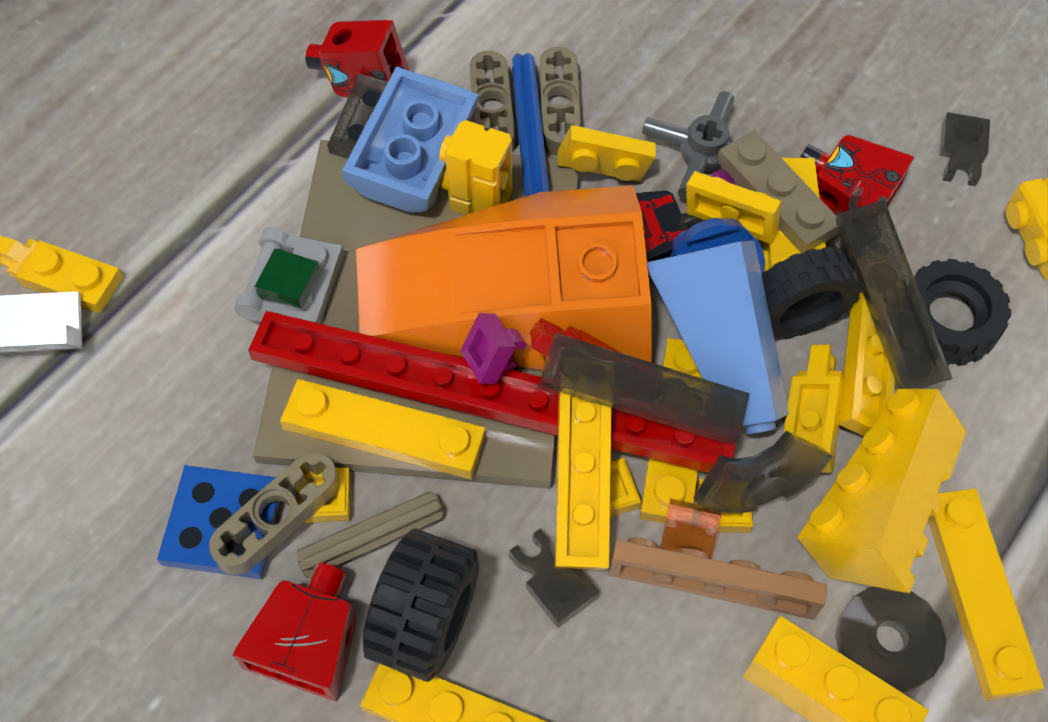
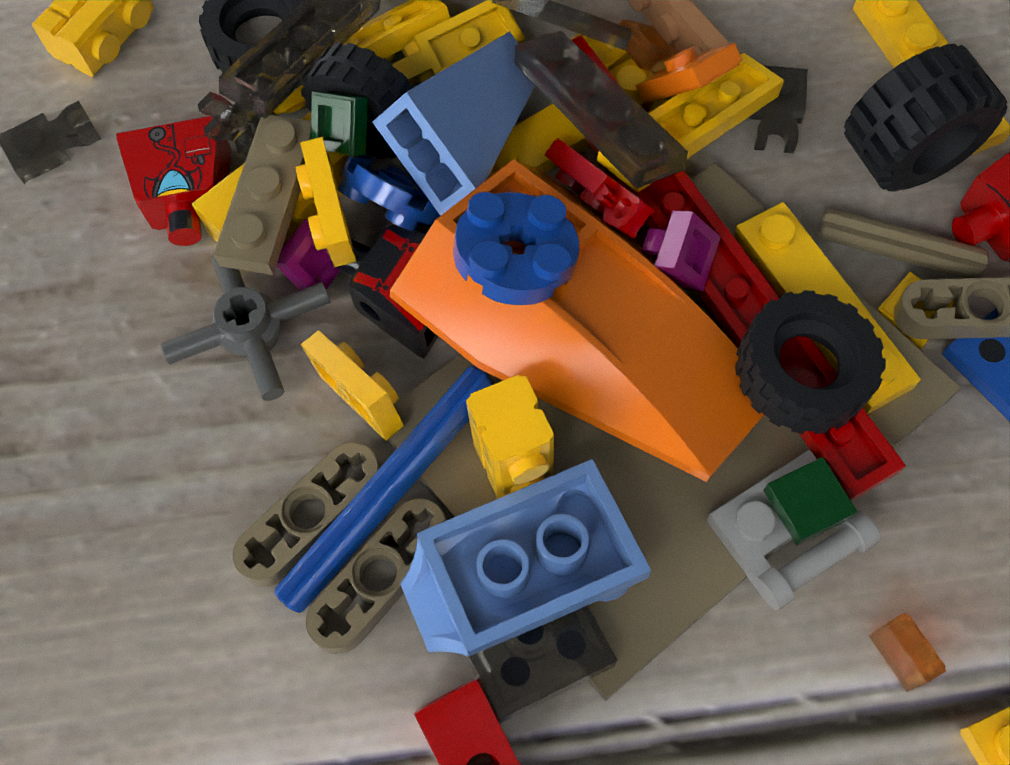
camera: 130 degrees left, 5 degrees up
(177, 273) = (907, 652): none -> clear orange tile
(339, 307) = (832, 325): none -> black tyre
(577, 256) = (522, 218): none -> blue plate
(620, 489) = (689, 72): none -> orange plate
(785, 245) = (340, 121): none -> dark green tile

